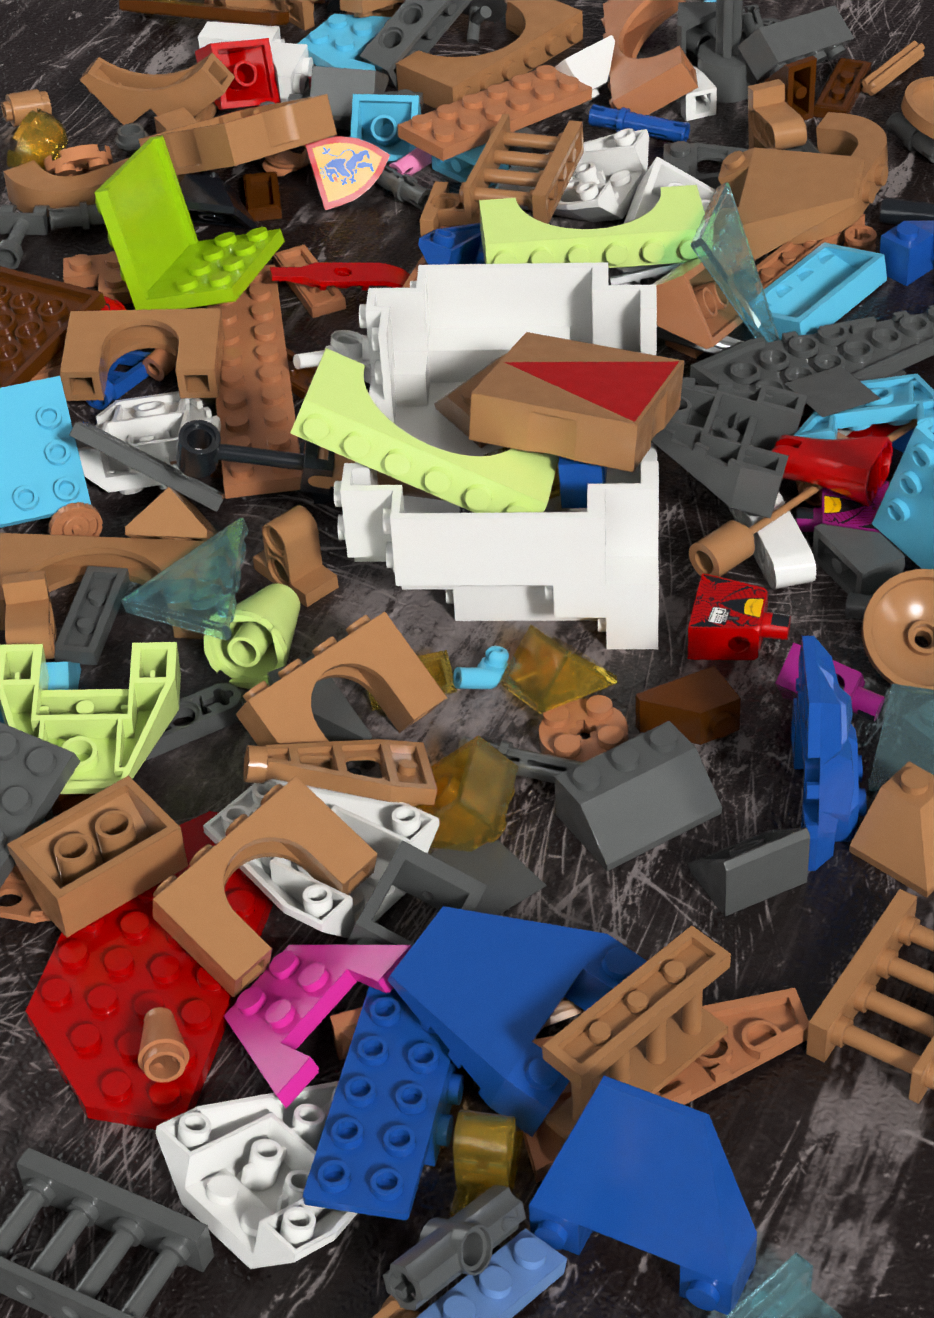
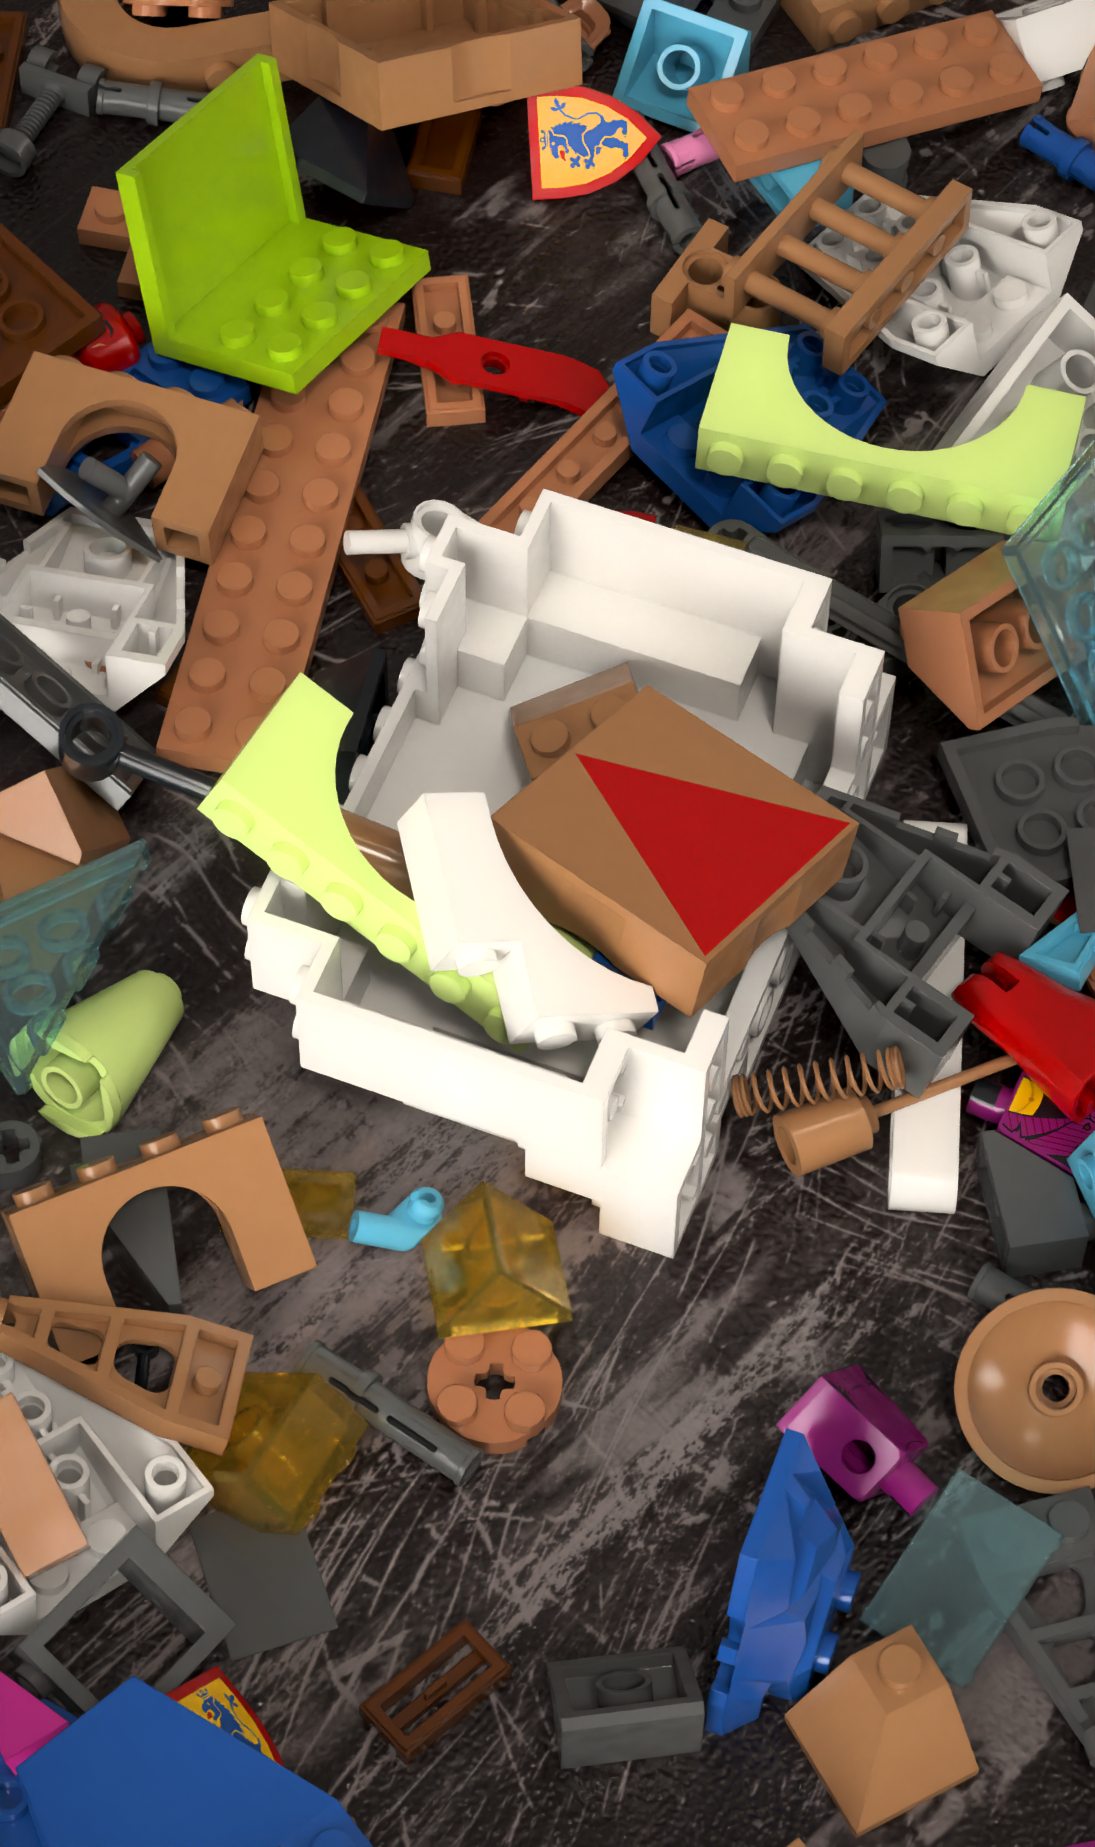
camera: 15 degrees right, 15 degrees up
(149, 366) = (107, 496): none -> dark grey shield
(294, 556) = (203, 921): medium nougat tile -> none
(492, 448) = (484, 922): none -> white arch
(612, 922) = (392, 1730): none -> reddish brown tile
(636, 795) = (517, 1531): dark grey slope -> none
(666, 535) = (741, 1091): none -> medium nougat piece
(697, 705) = (661, 1399): reddish brown slope -> none
(732, 620) = (790, 1256): red torso -> none

